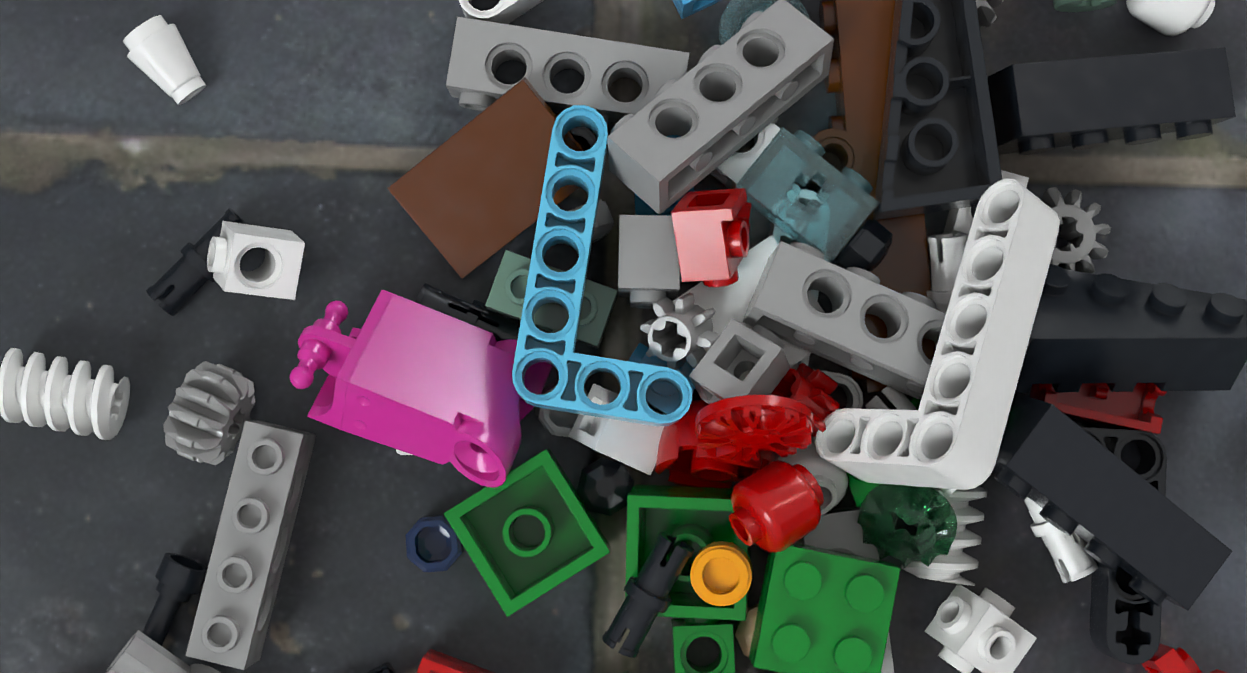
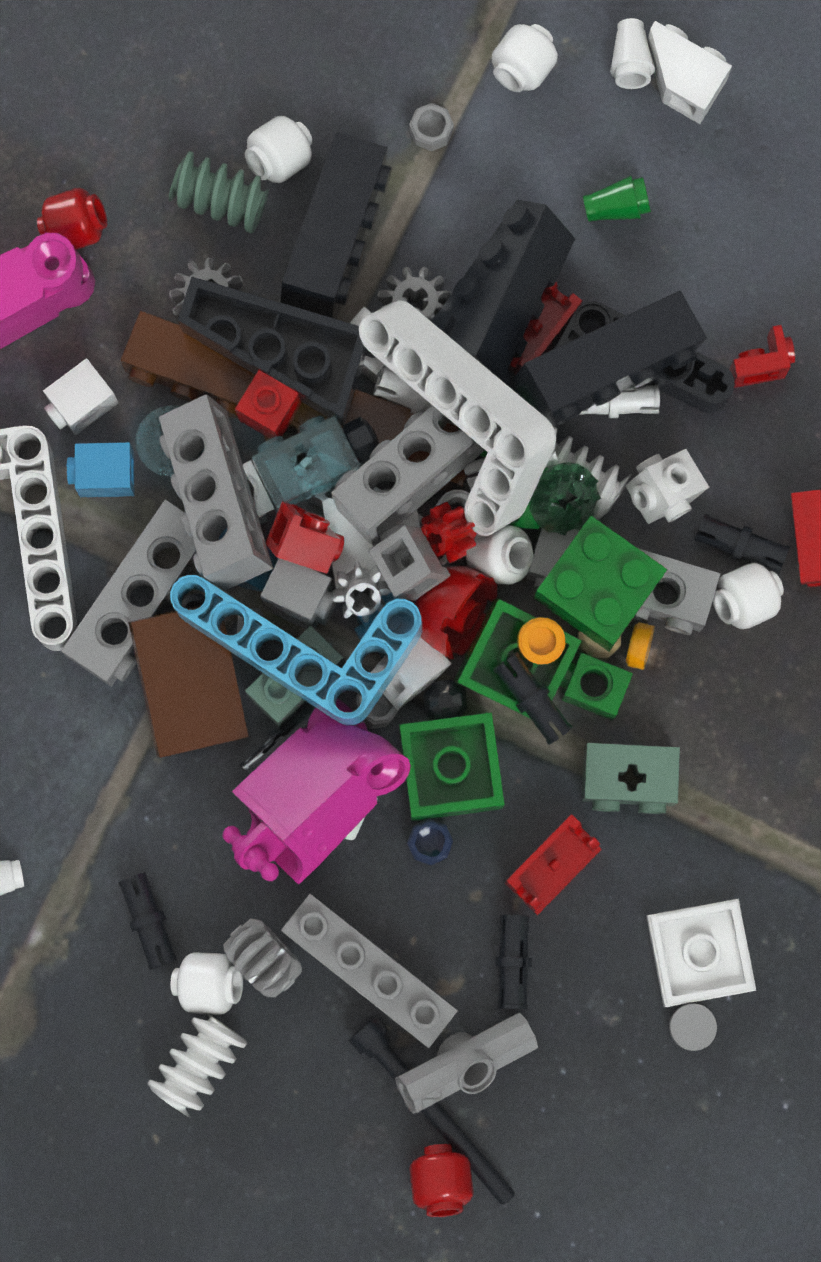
camera: 70 degrees left, 5 degrees down
(154, 361) = (207, 983): none -> white head
(276, 275) = (180, 862): white brick -> none
(754, 426) = (449, 568): red wheel -> none
(776, 506) = (511, 580): red head -> none
(854, 118) = (268, 405): none -> red brick

